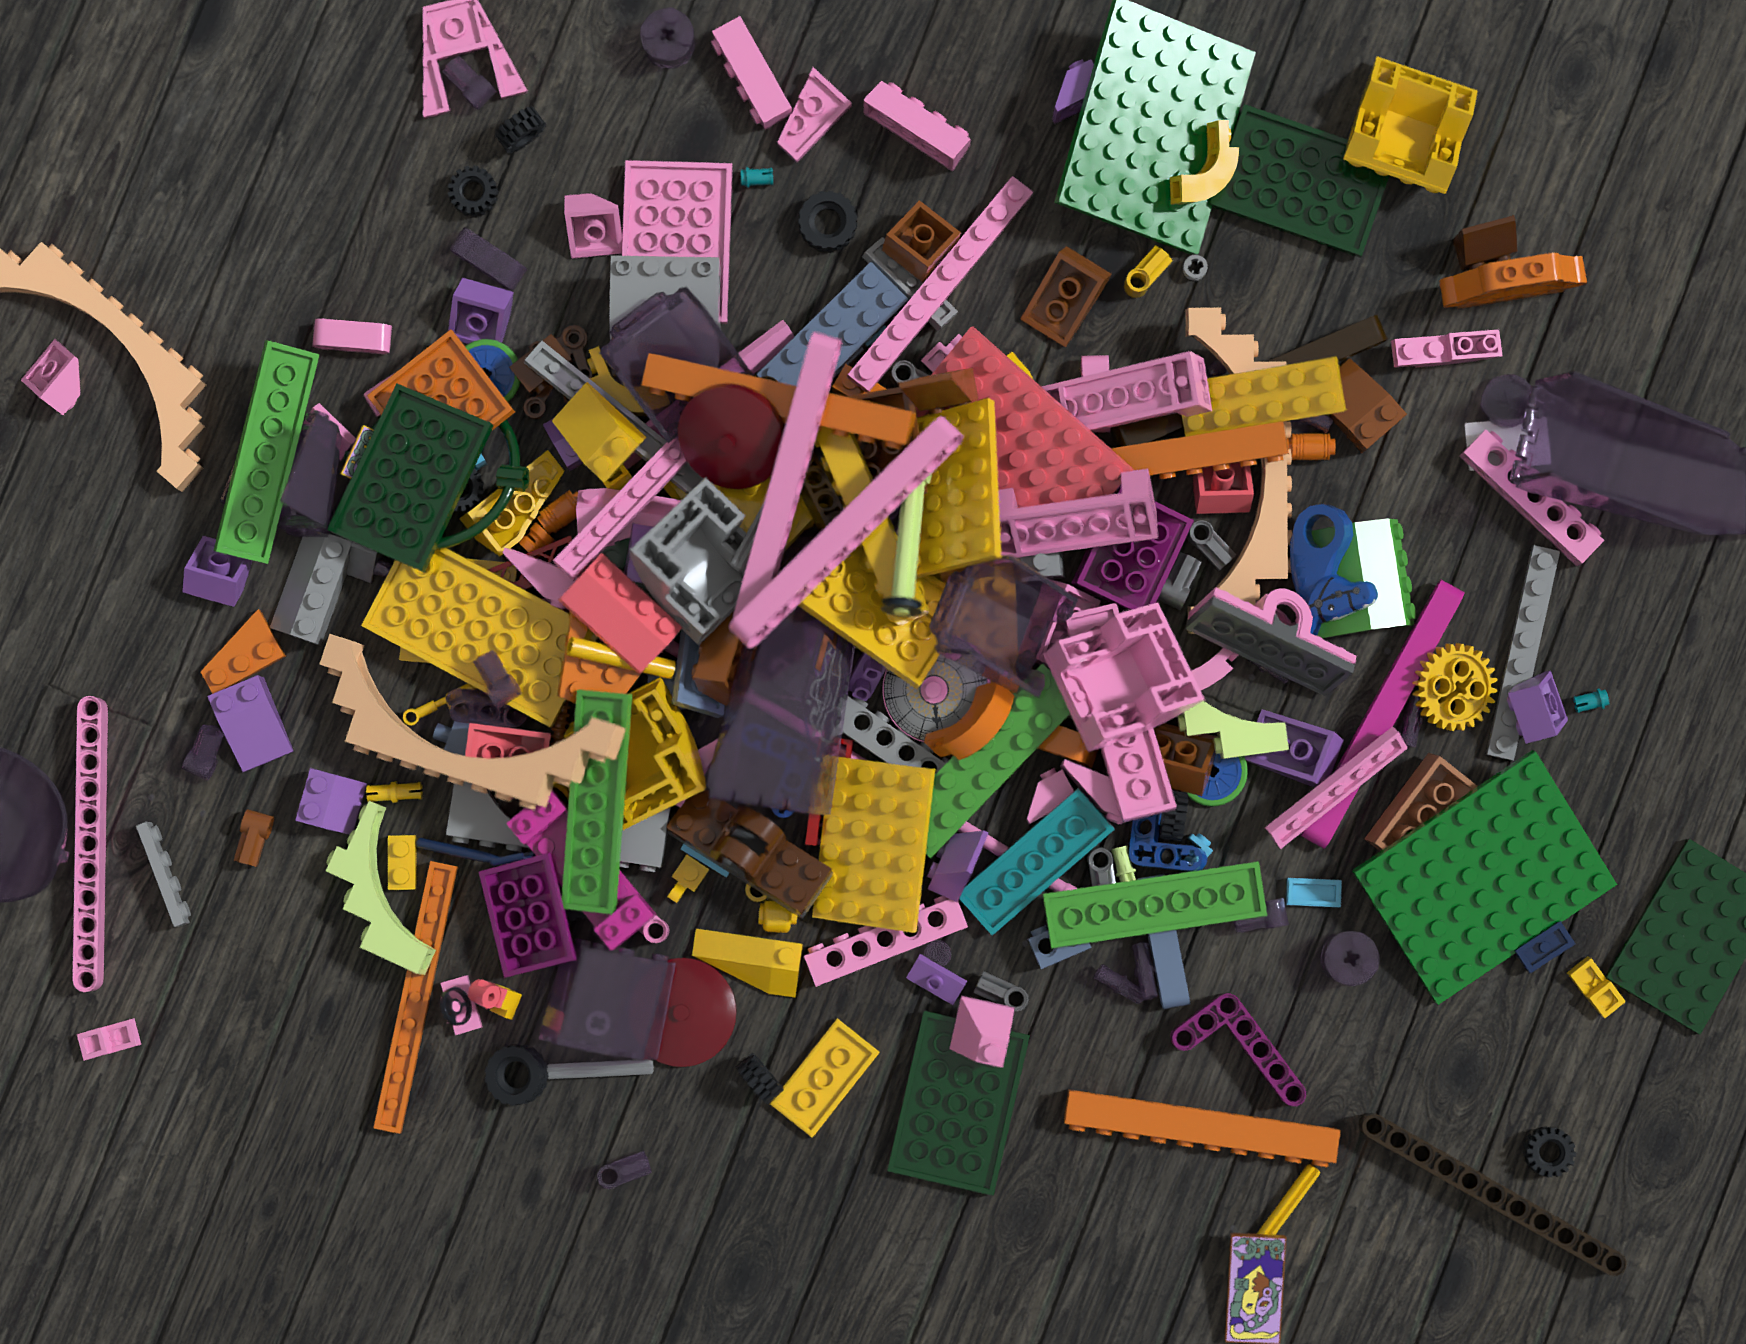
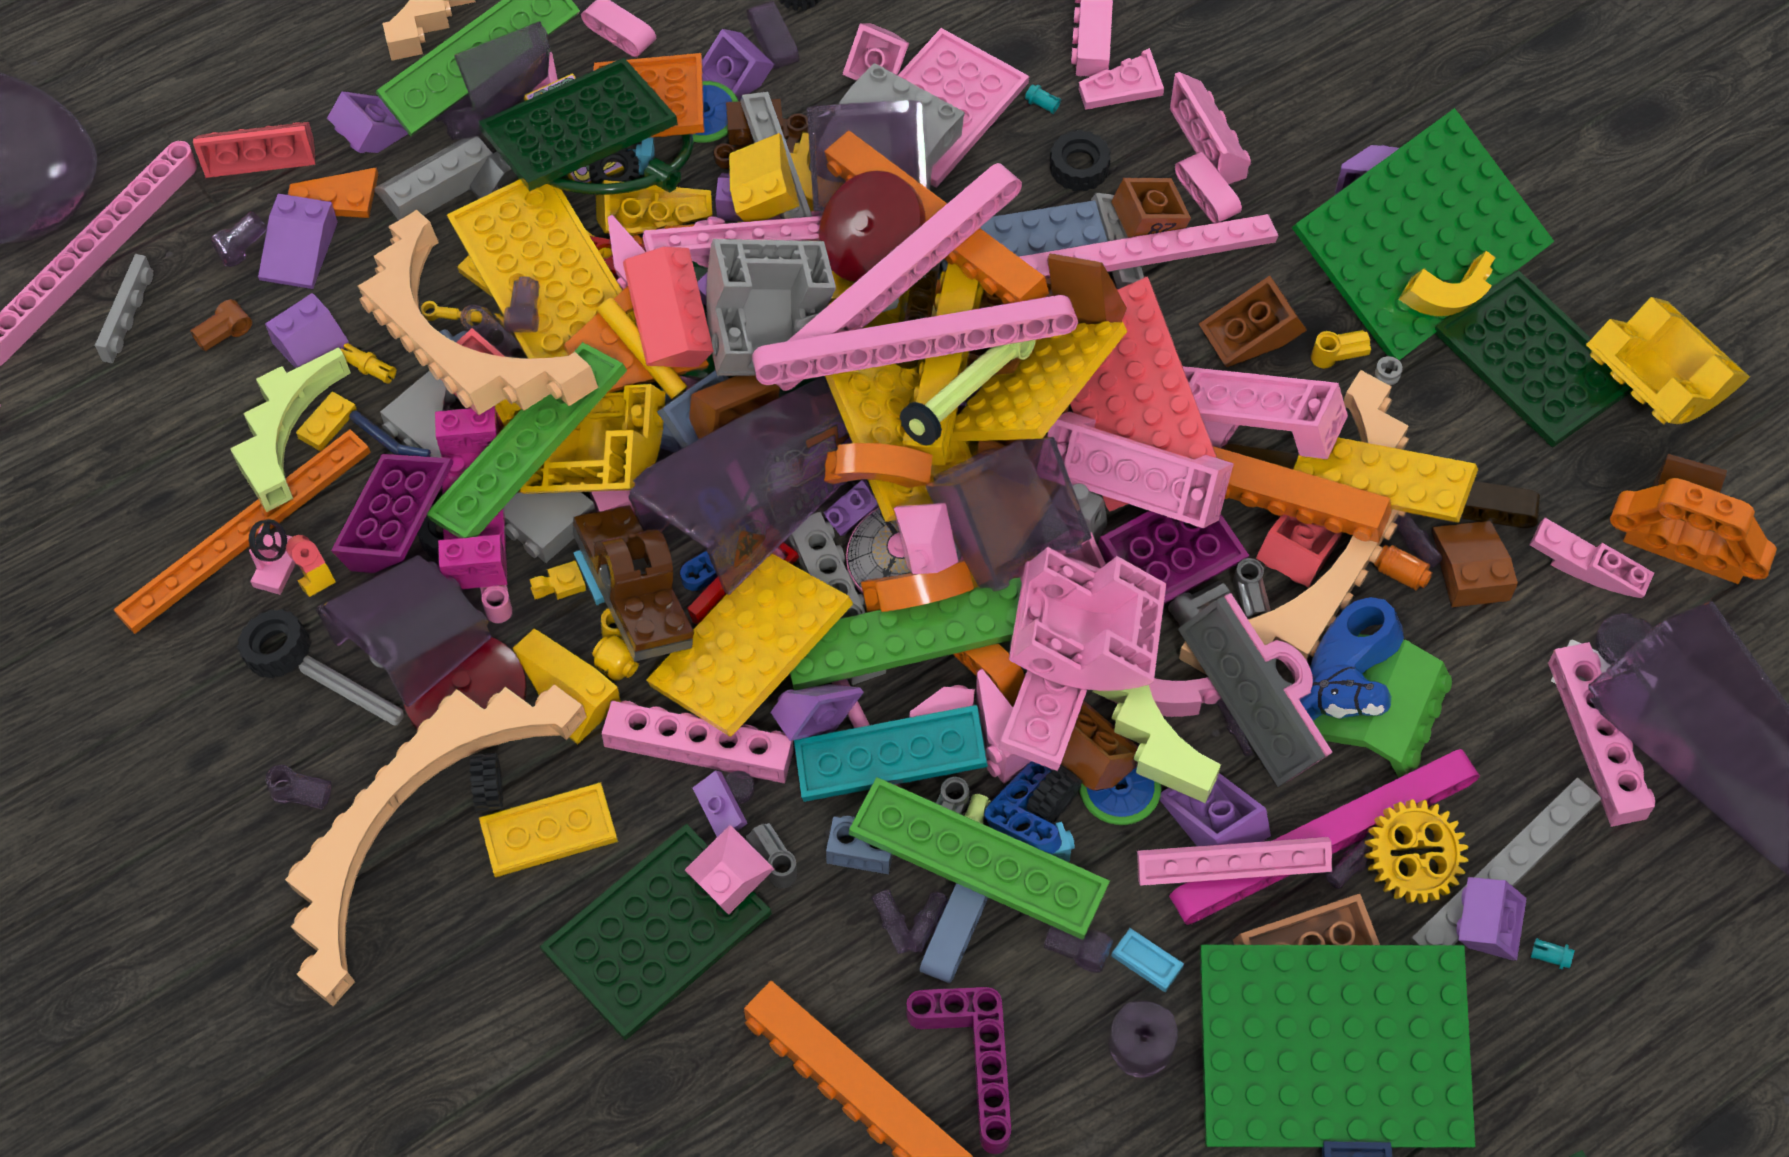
camera: 30 degrees right, 25 degrees down
(146, 658) = (255, 149): none -> coral slope
(698, 1216) = (334, 861): none -> light nougat arch
(885, 656) = (878, 462): none -> orange arch
(948, 181) = (1208, 188): none -> bright pink beam
(962, 691) = (926, 537): none -> bright pink slope

